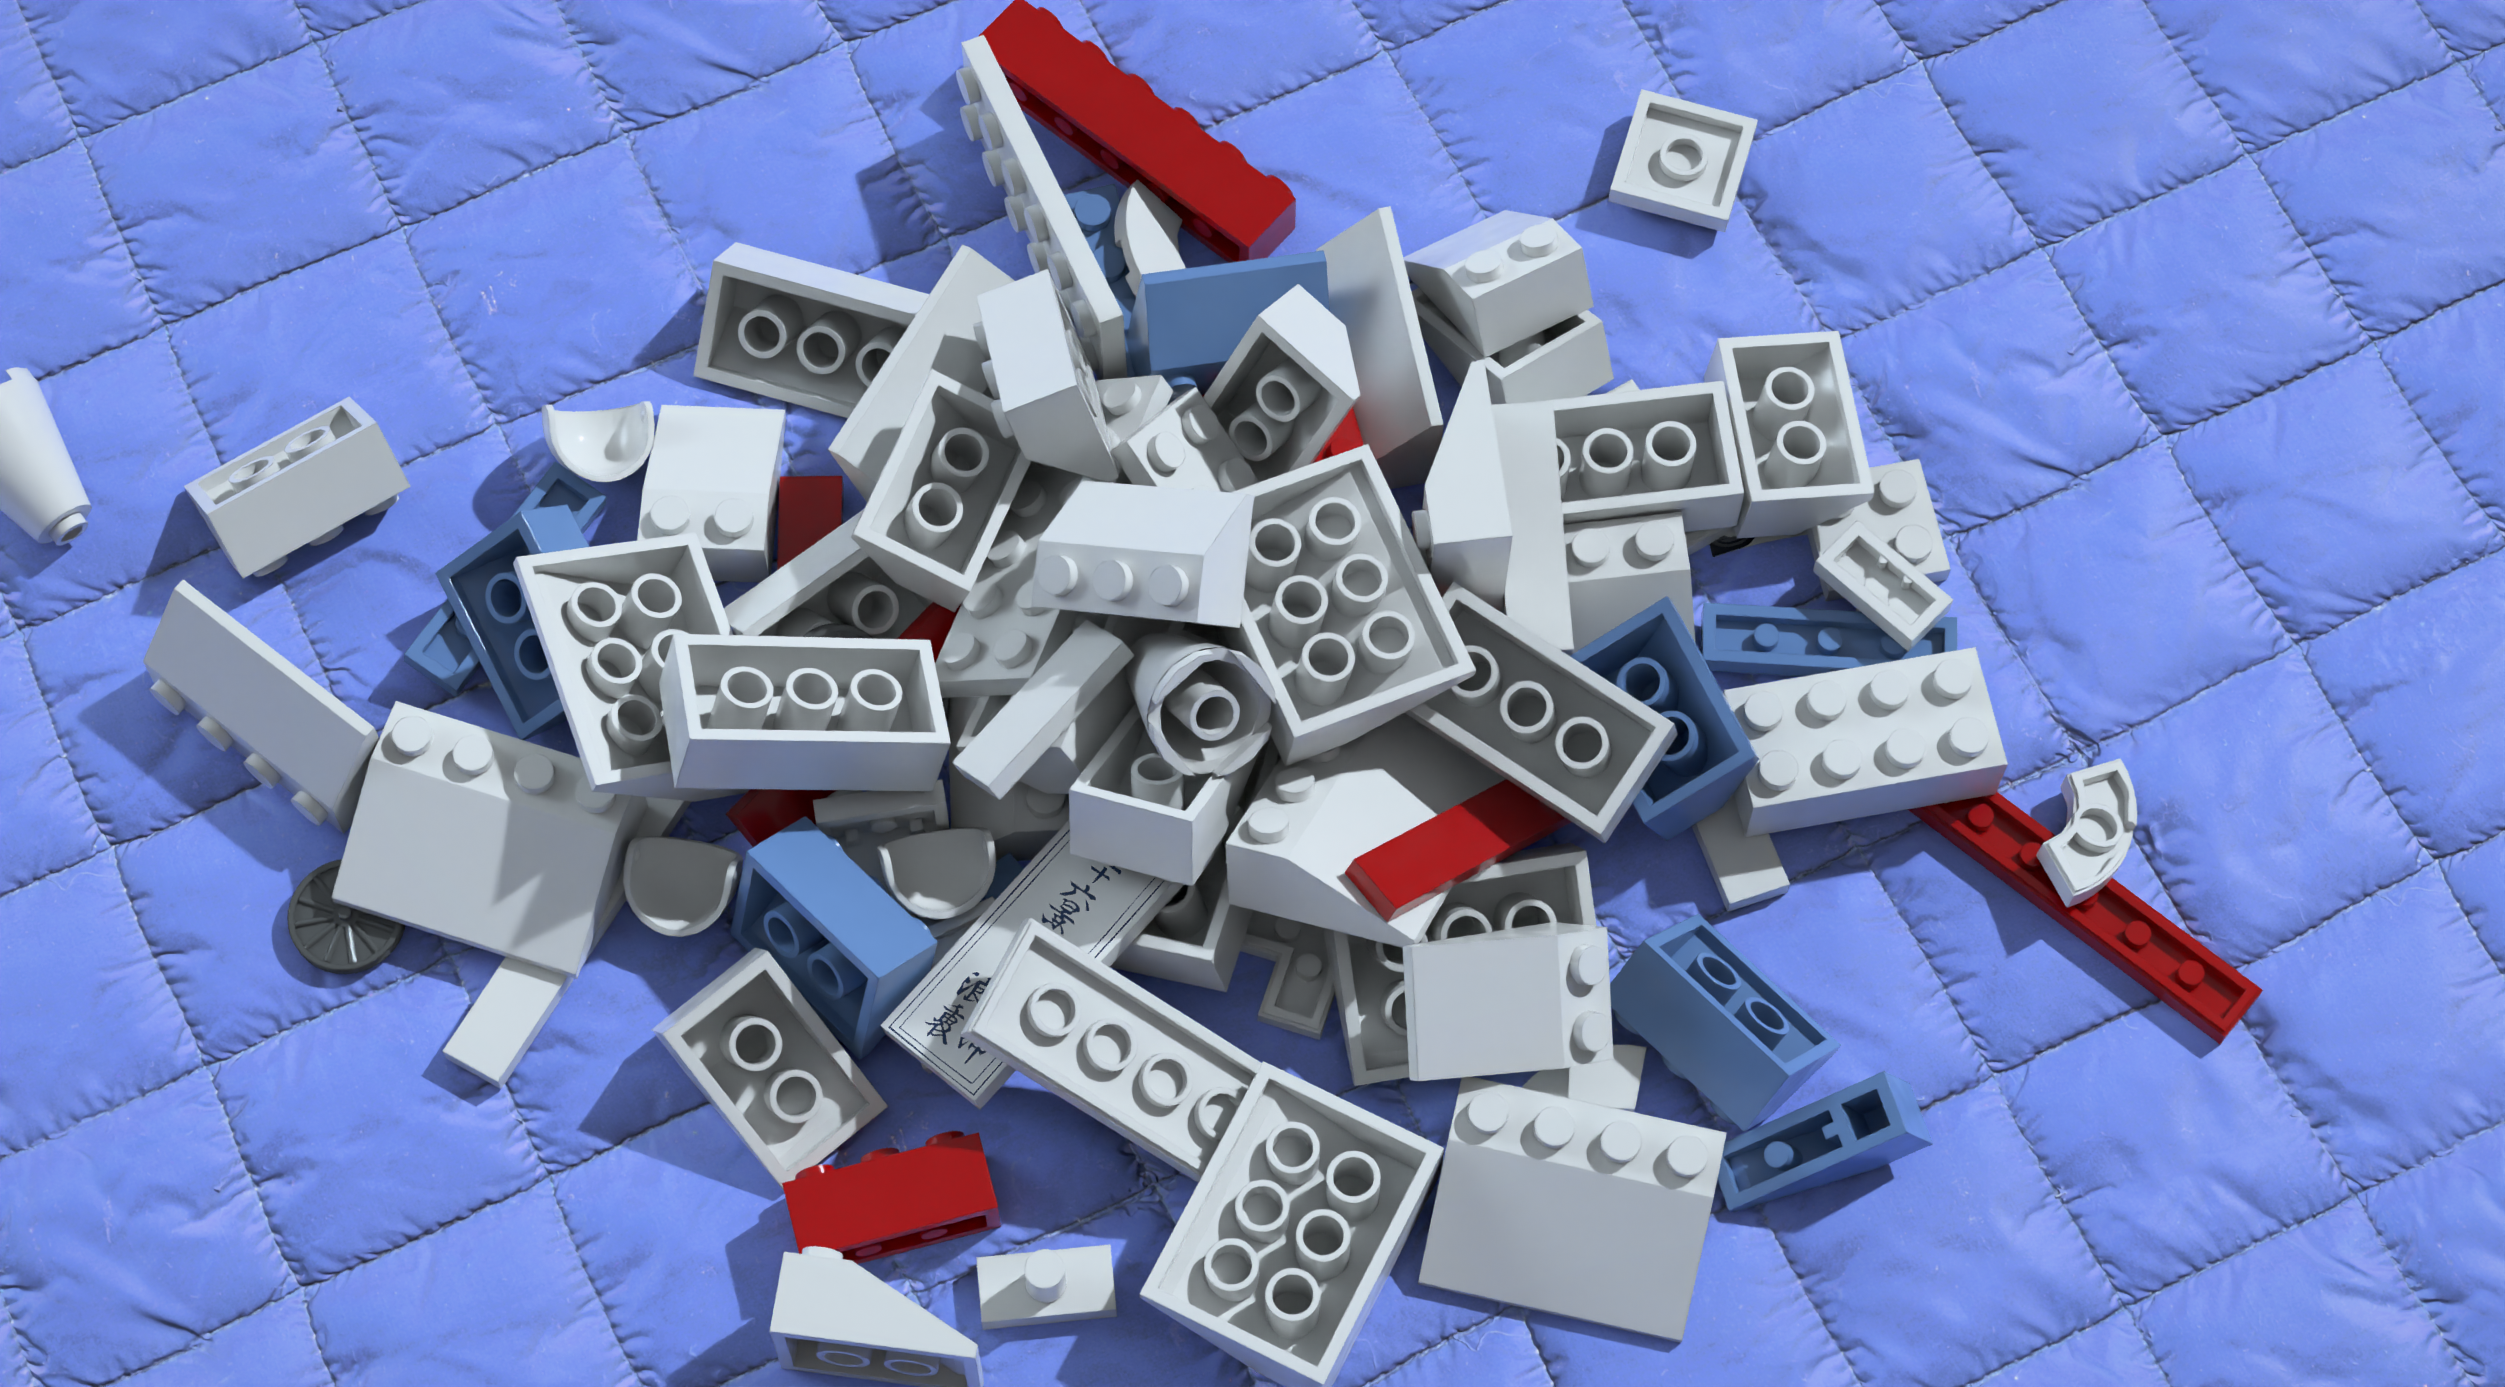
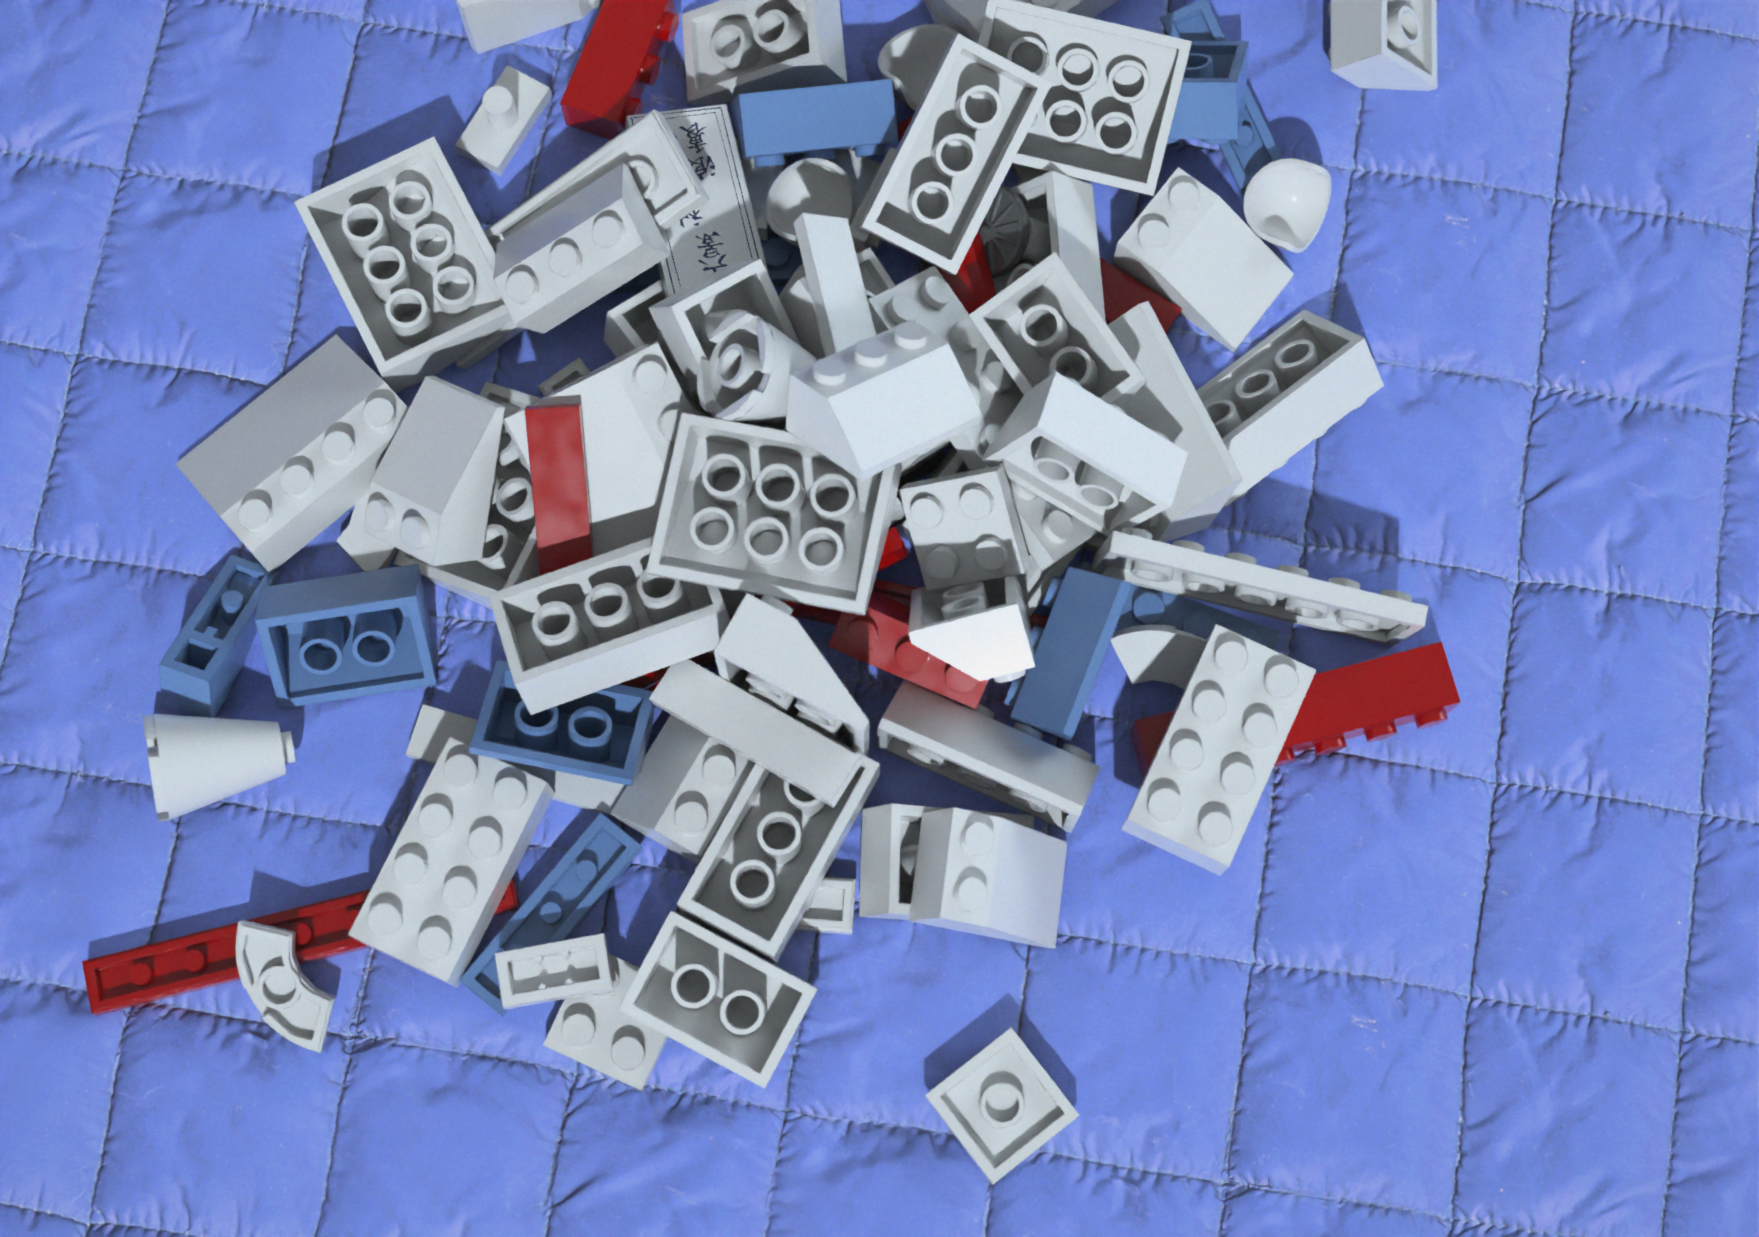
camera: 125 degrees right, 10 degrees up
(1172, 1023) = (577, 252): none -> white slope
(1231, 143) = (1218, 750): none -> white brick
(1952, 1049) = (210, 759): none -> white cone

